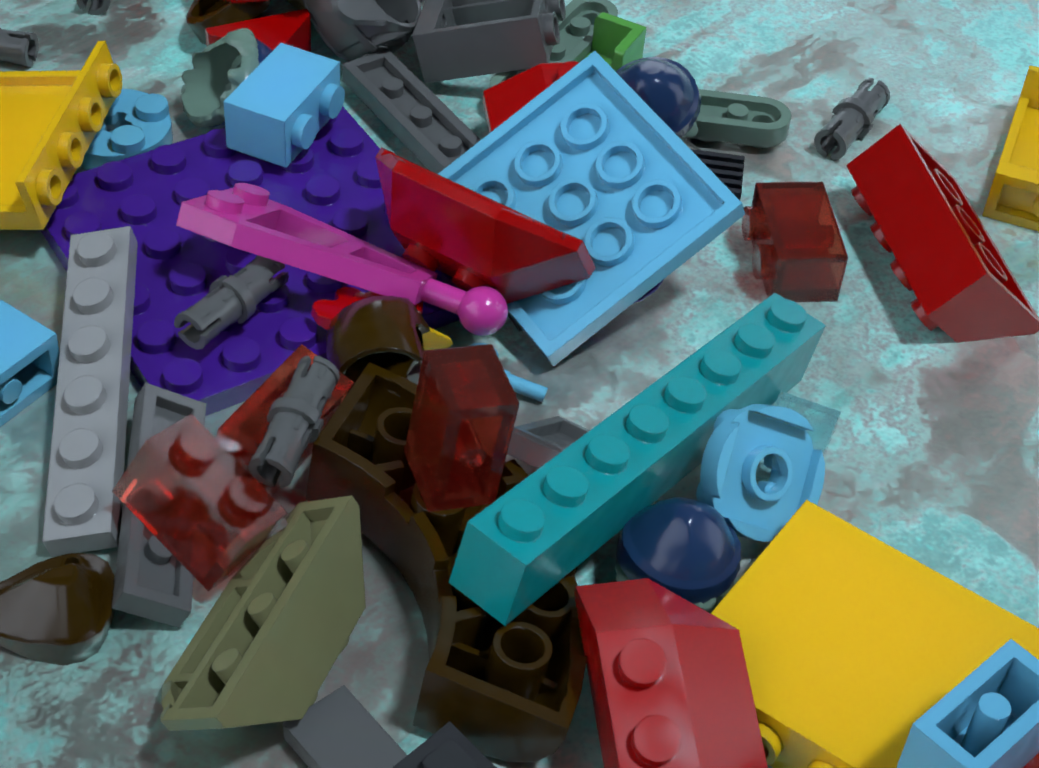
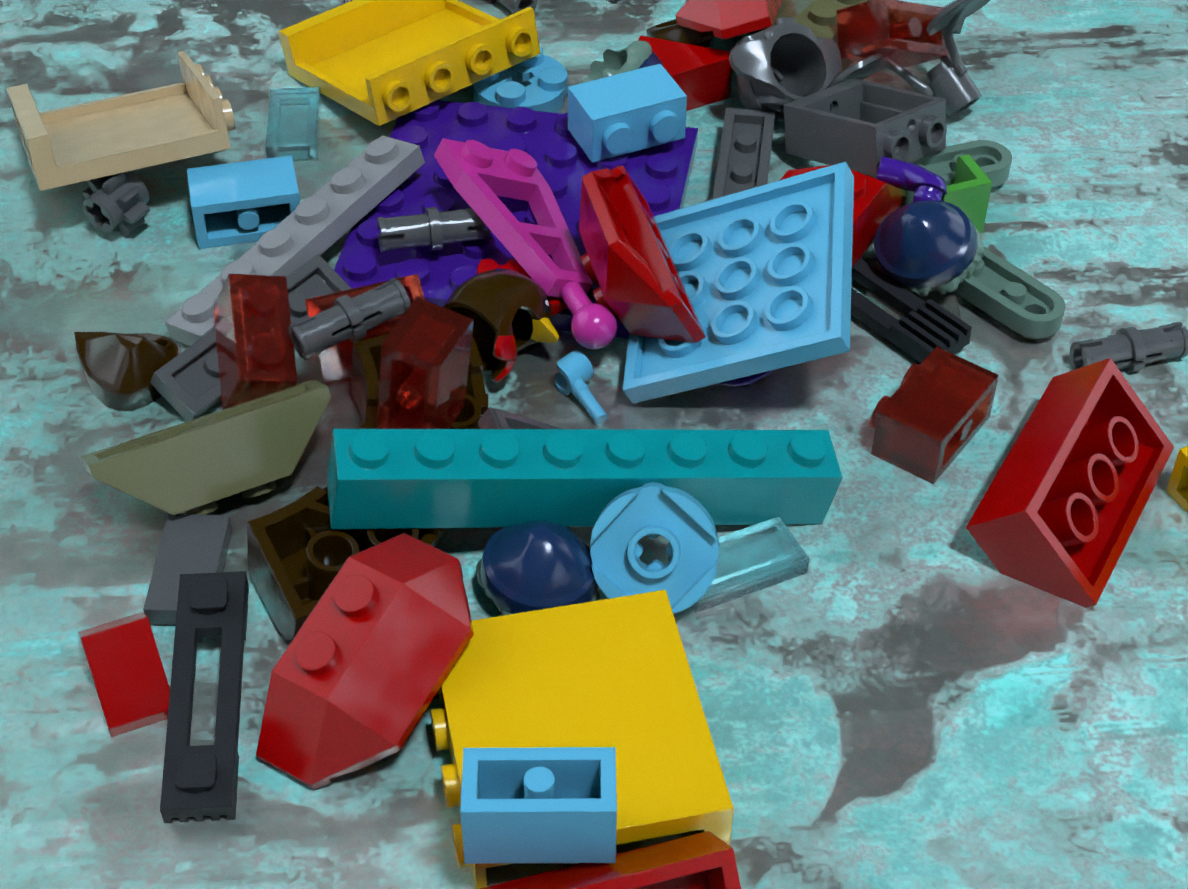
camera: 45 degrees right, 0 degrees up
(577, 49) = (912, 178): none -> dark purple arm

